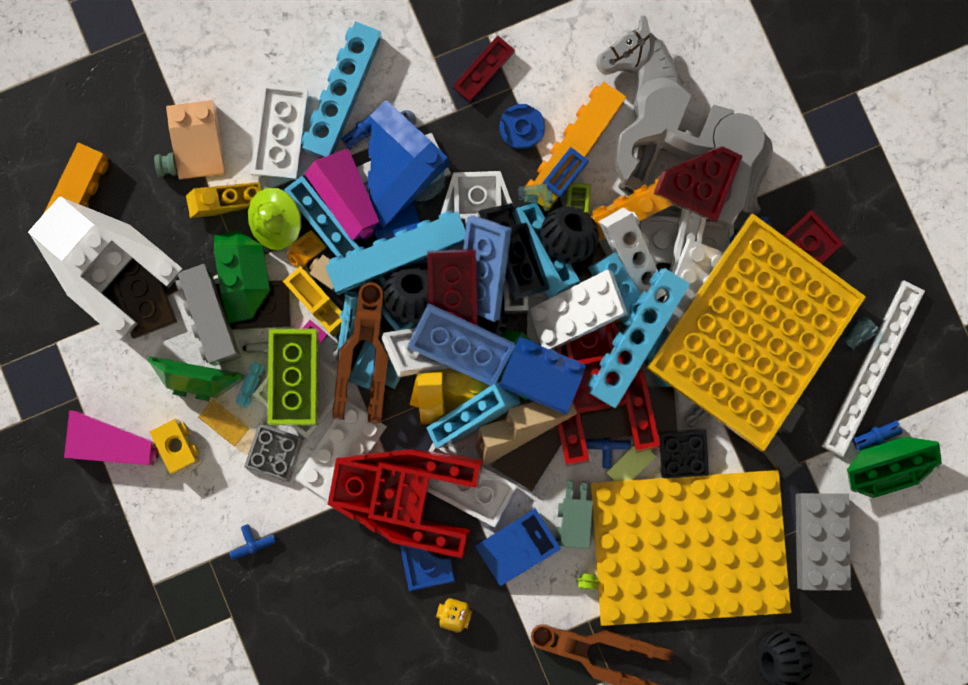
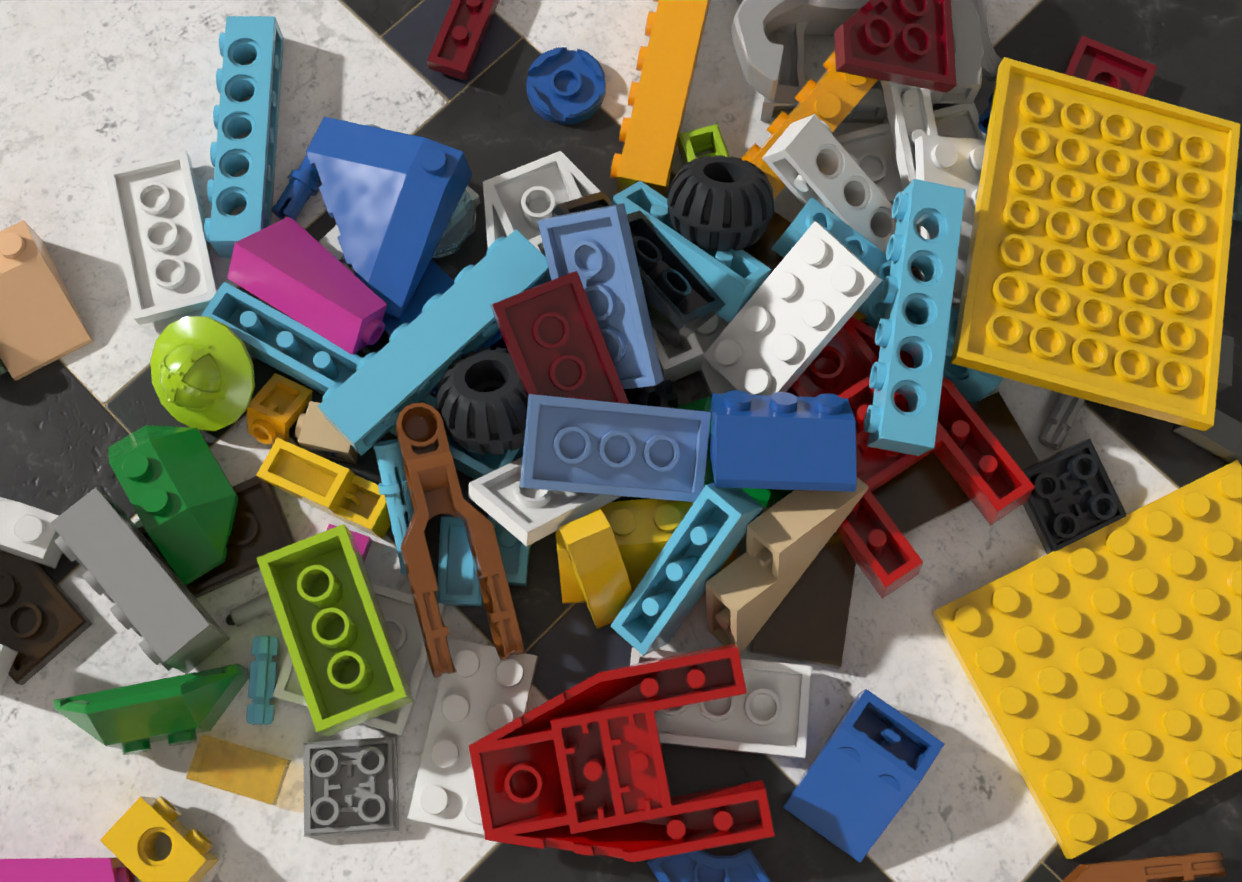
camera: 25 degrees left, 10 degrees down
(221, 199) = (93, 383): yellow slope -> none
(533, 192) = (631, 161): clear light blue bracket -> none
(576, 518) = (938, 681): sand green hinge -> none
(578, 156) = (660, 146): blue tile -> none
(588, 581) = (1011, 788): lime plate -> none
(607, 446) = (933, 535): blue piece -> none
(630, 465) = (987, 551): yellowish green tile -> none

